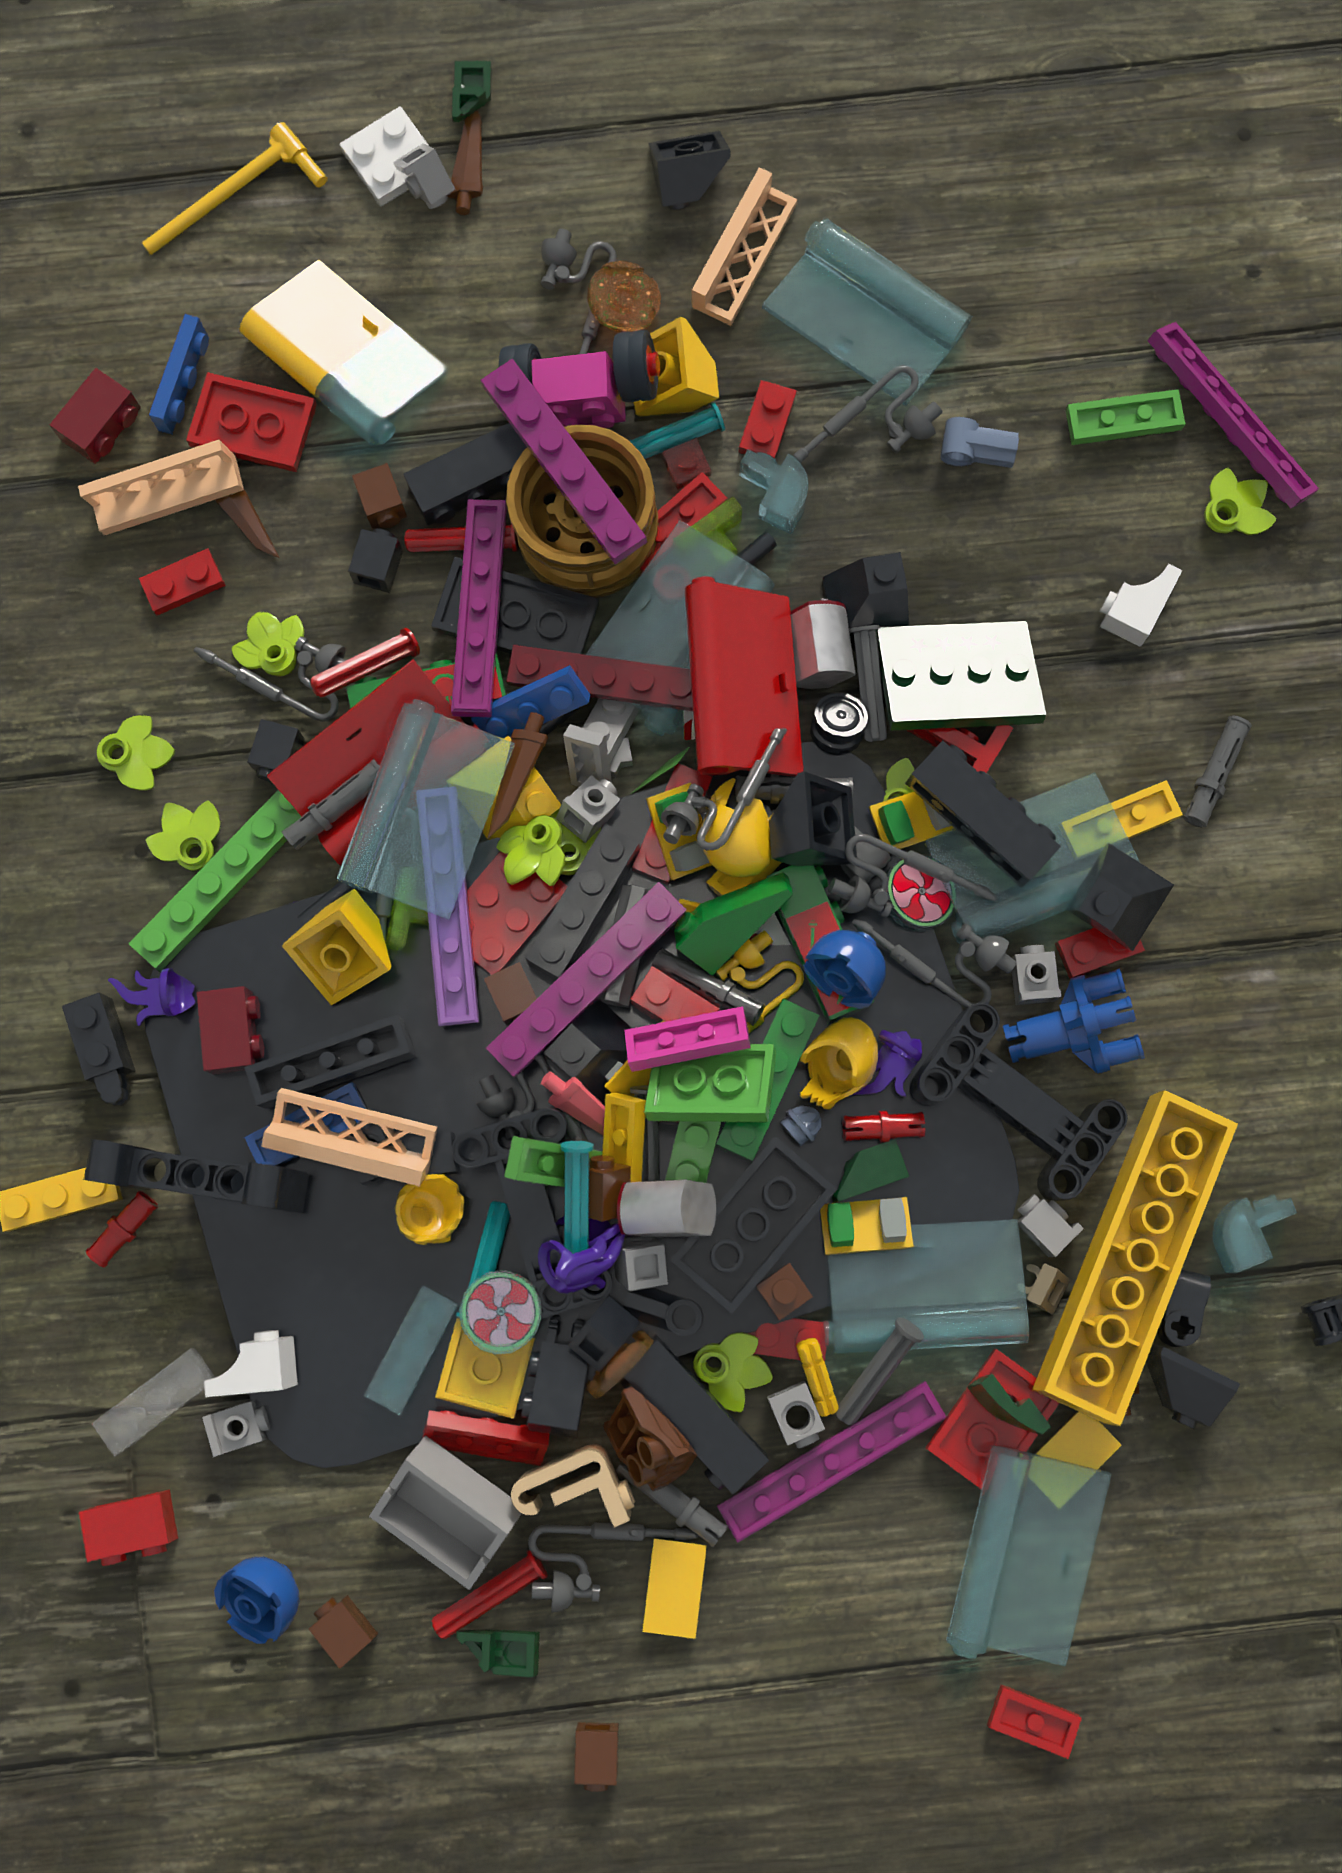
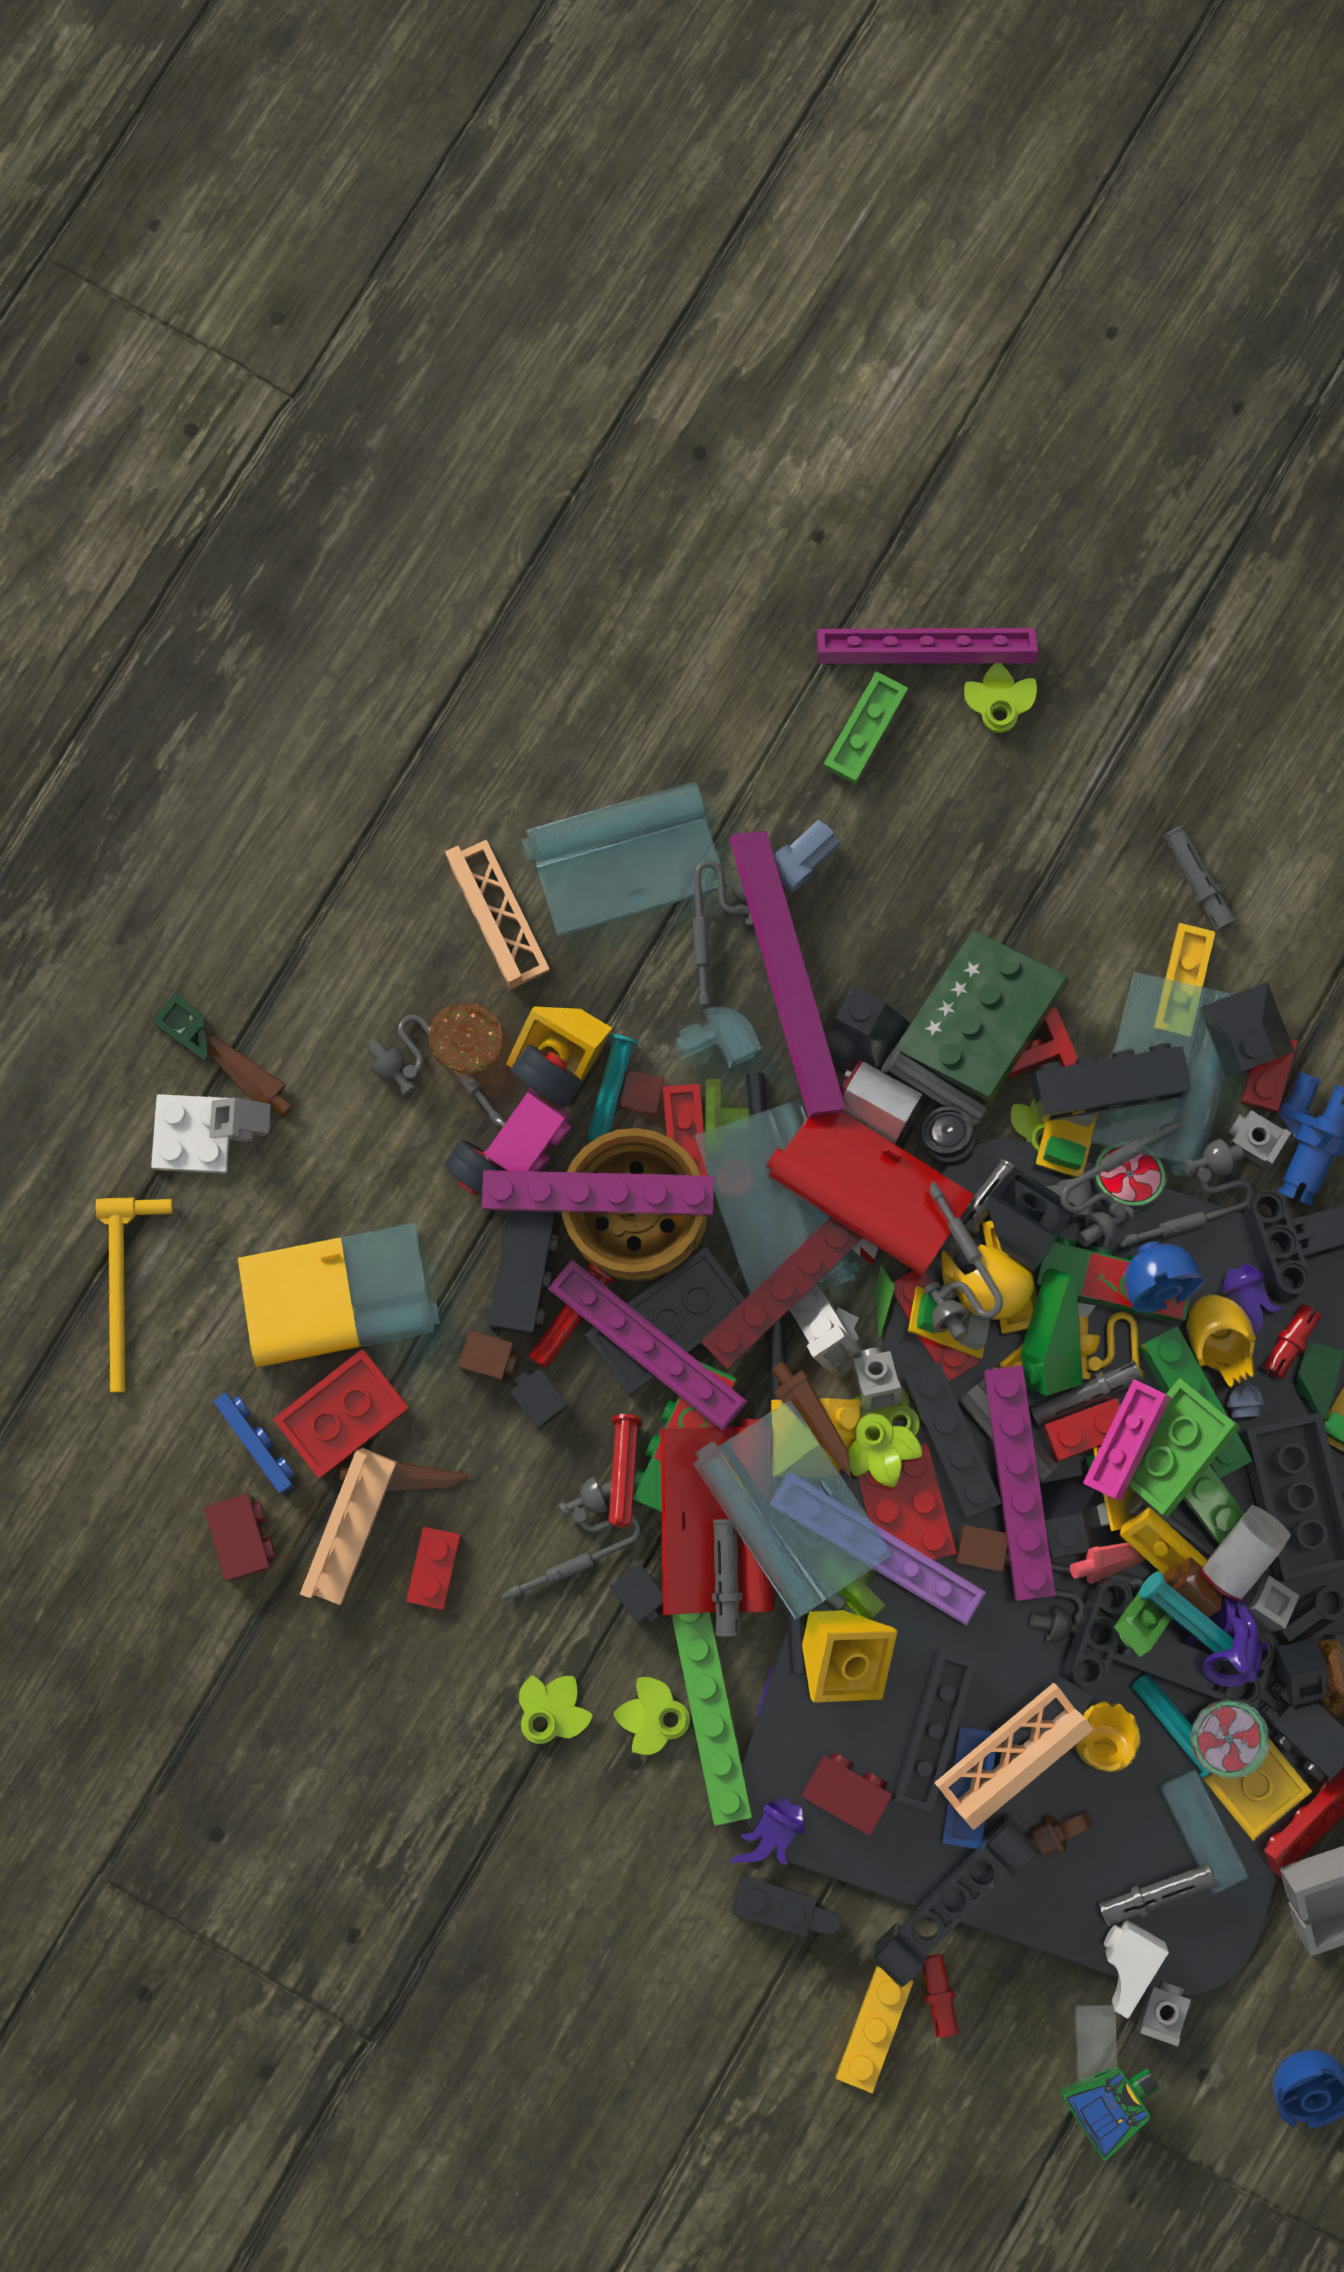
camera: 55 degrees left, 0 degrees up
(120, 1434) = (1110, 2107): none -> torso
(128, 1526) = (1181, 2154): red brick -> none
(268, 640) = (536, 1531): lime plate -> none
(315, 1338) = (1158, 1894): none -> dark grey pin
(320, 1225) = (1053, 1835): none -> reddish brown piece
(548, 696) = (763, 1352): blue plate -> none
(687, 166) = (393, 903): black slope -> none
(767, 419) = (655, 1003): red plate -> none
(868, 493) = (787, 974): none -> magenta tile
(1136, 608) = (1030, 840): white arch -> none

